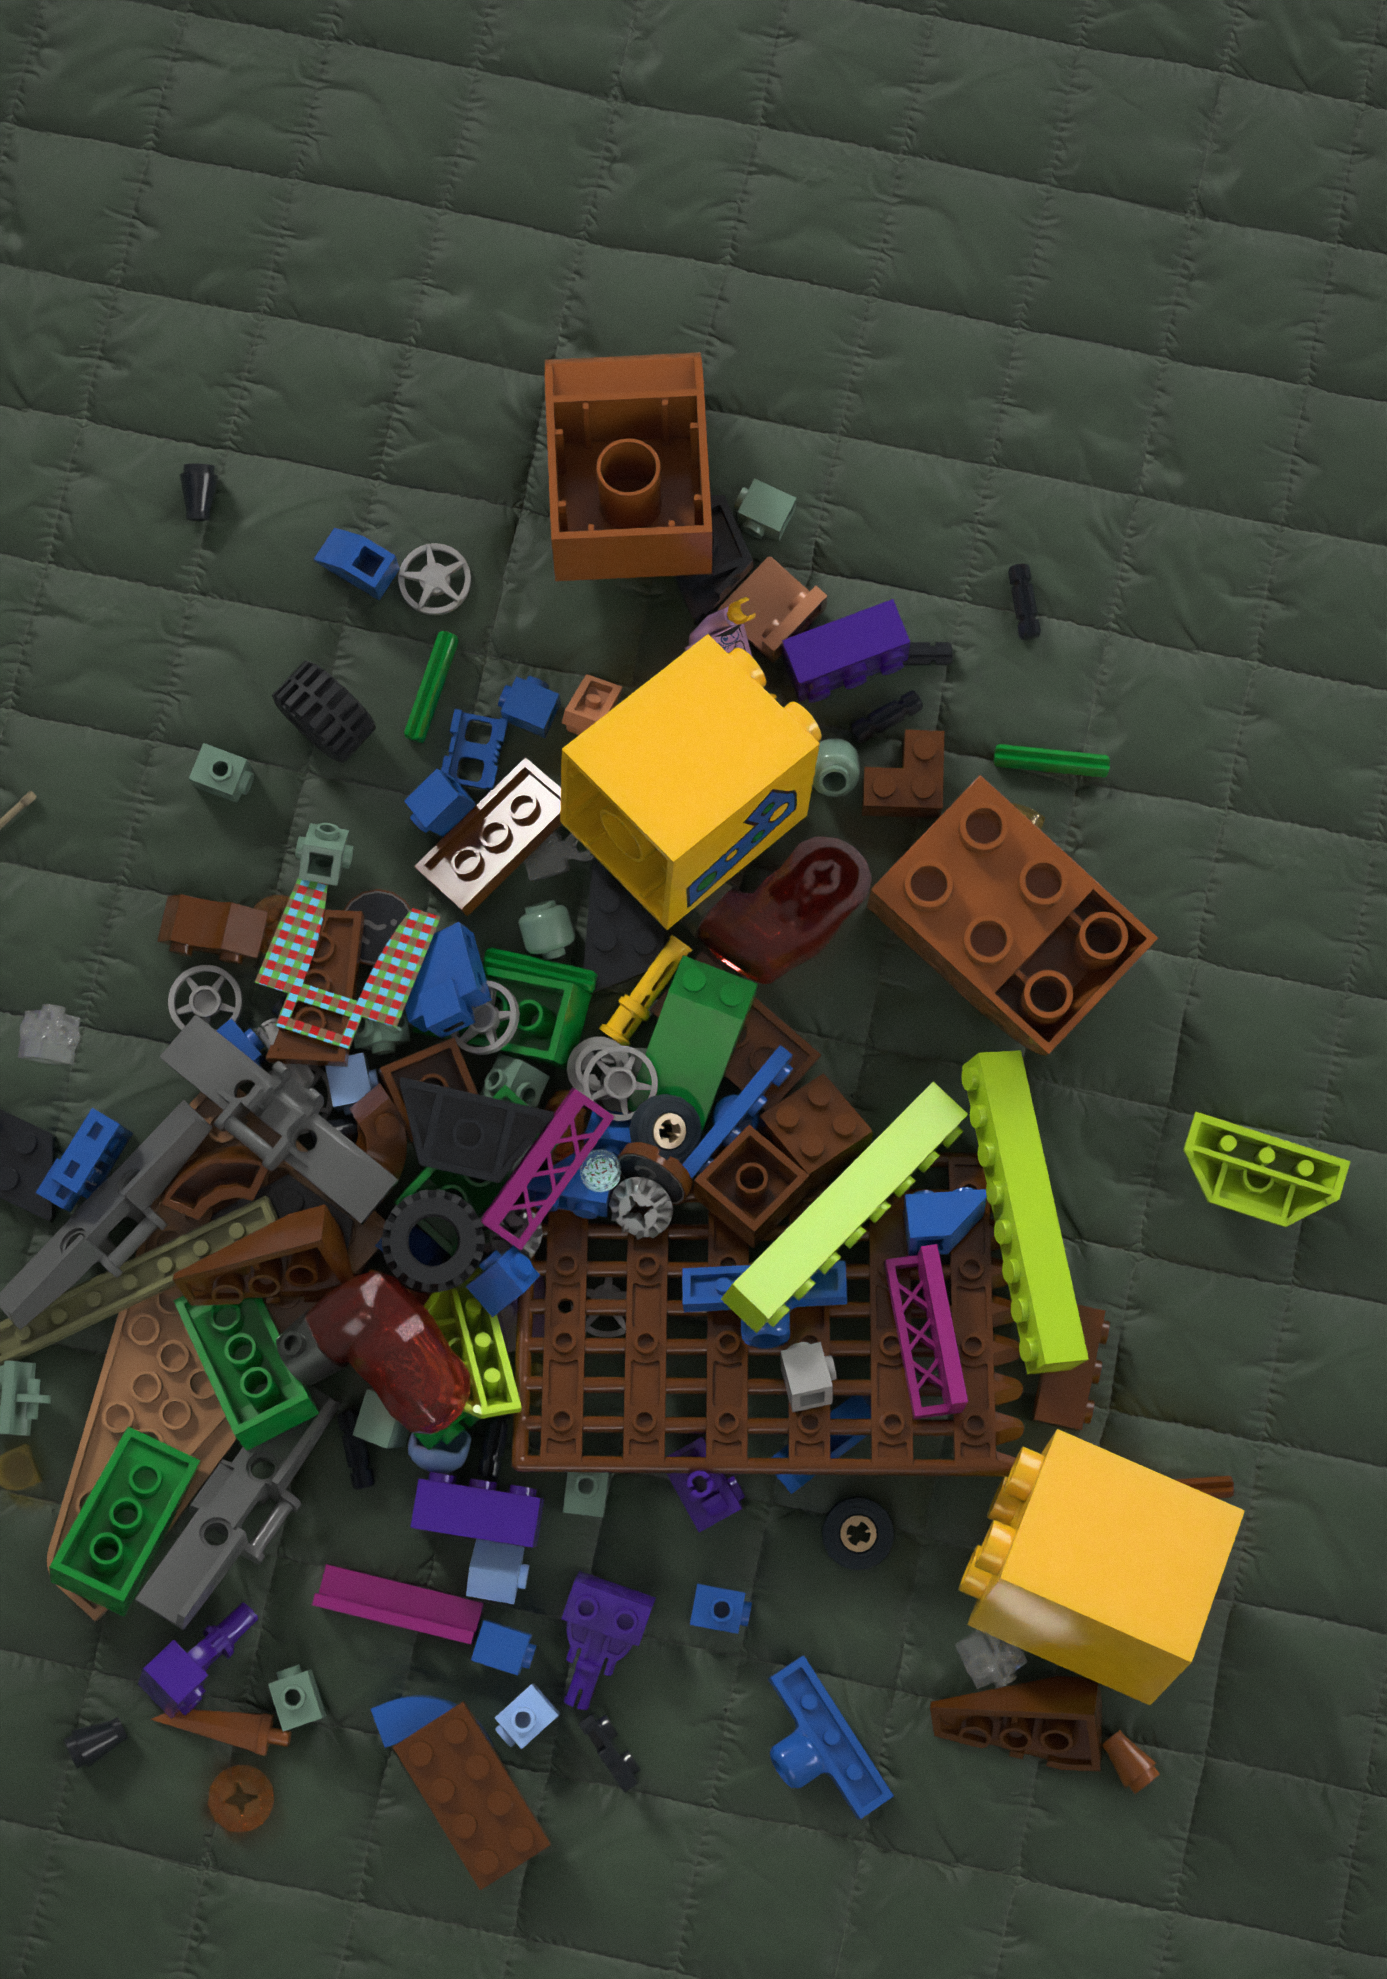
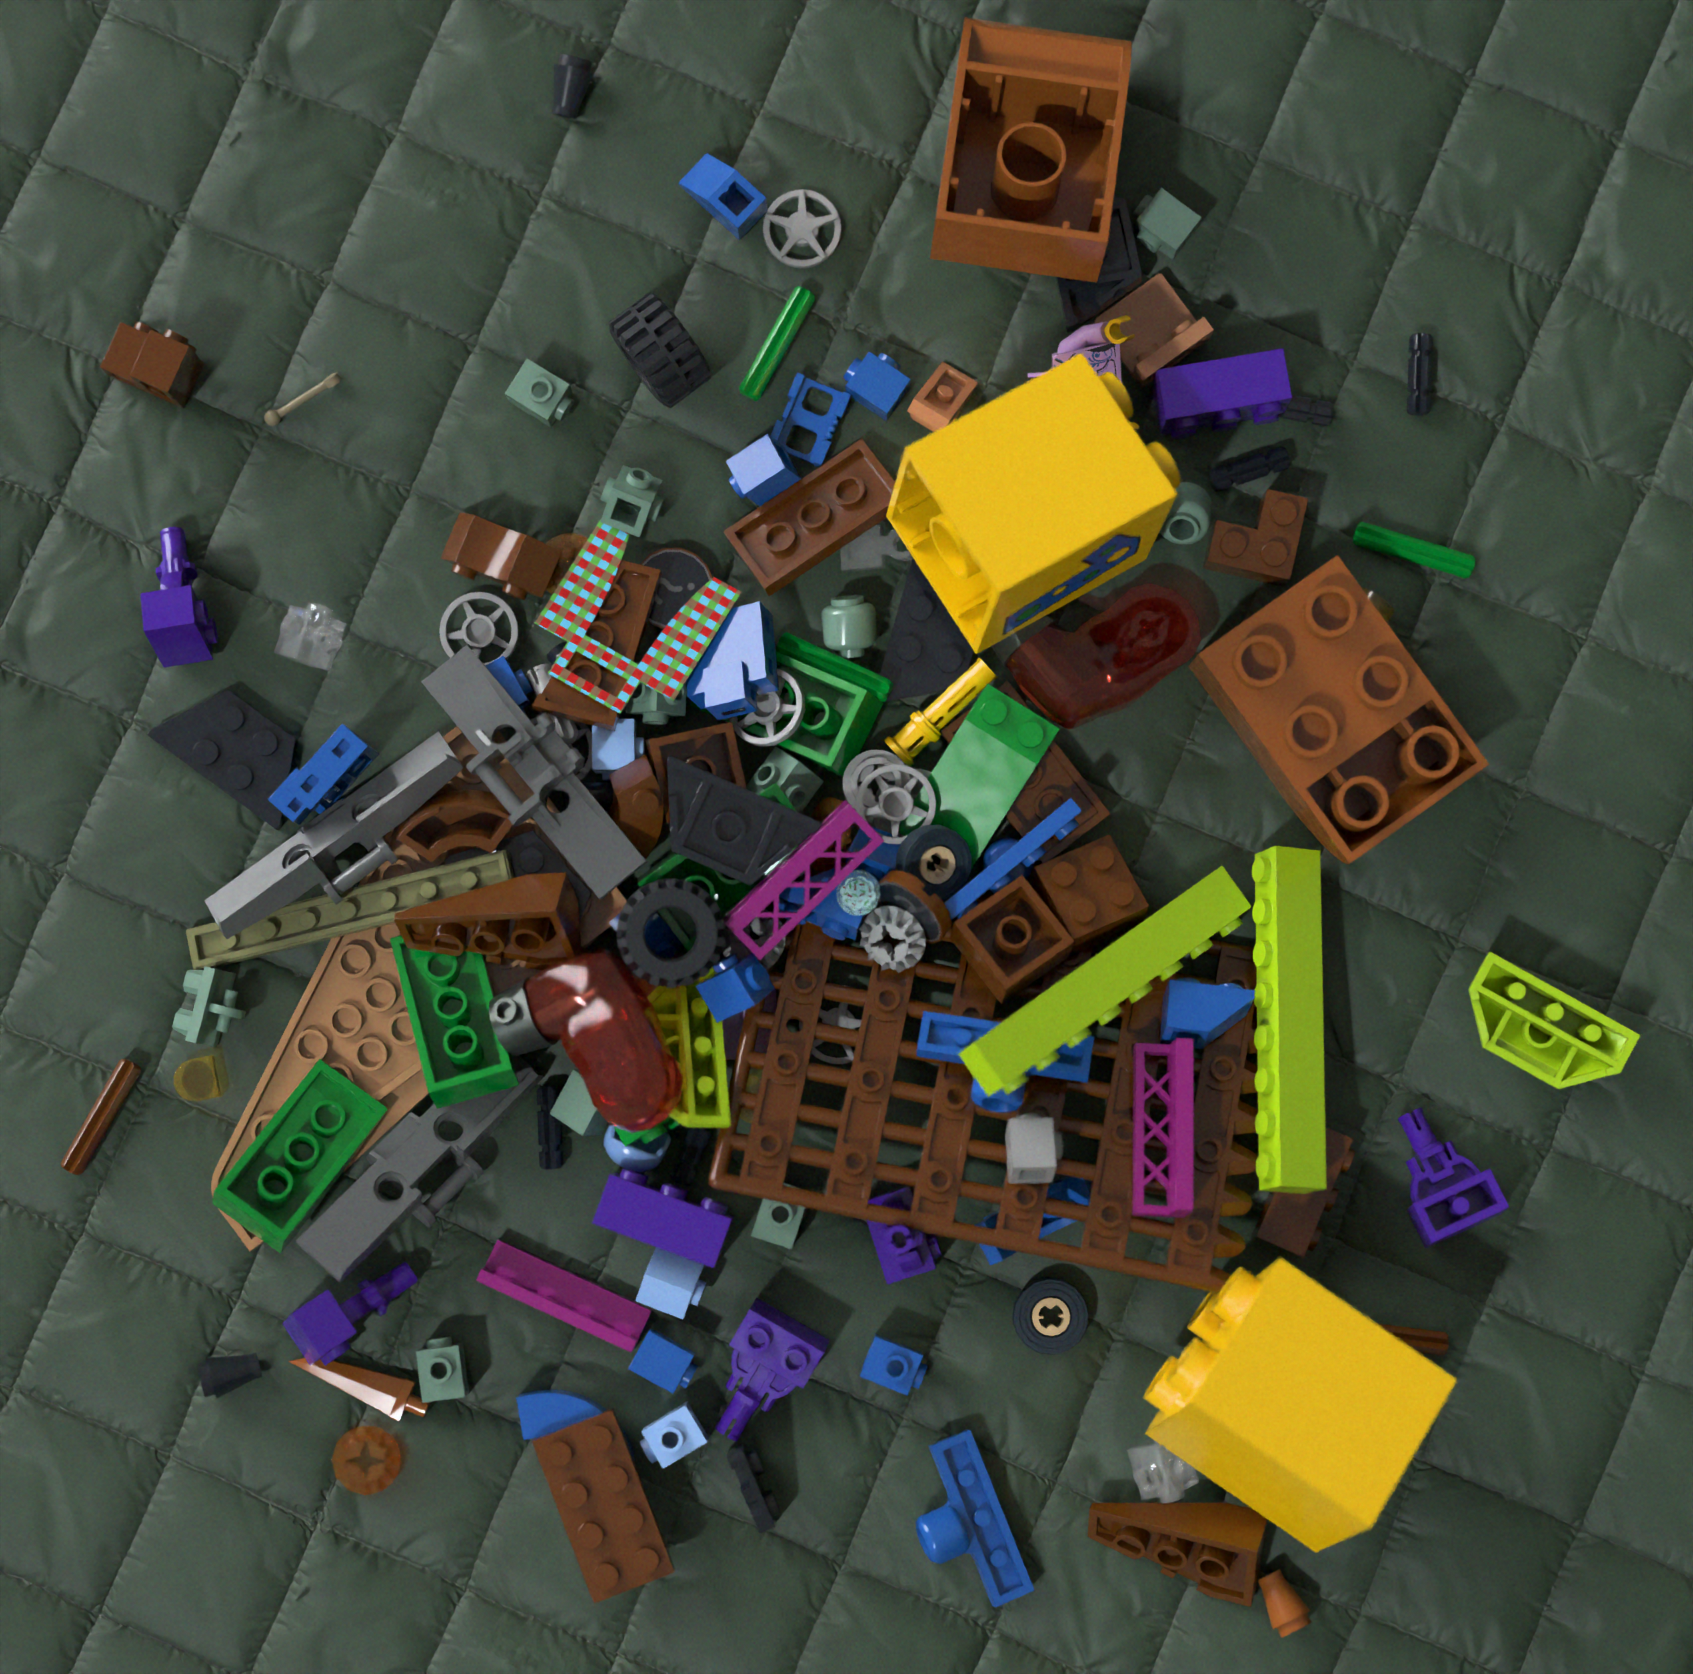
camera: 10 degrees right, 5 degrees up
(1205, 1342) = (1447, 1192): none -> dark purple brick

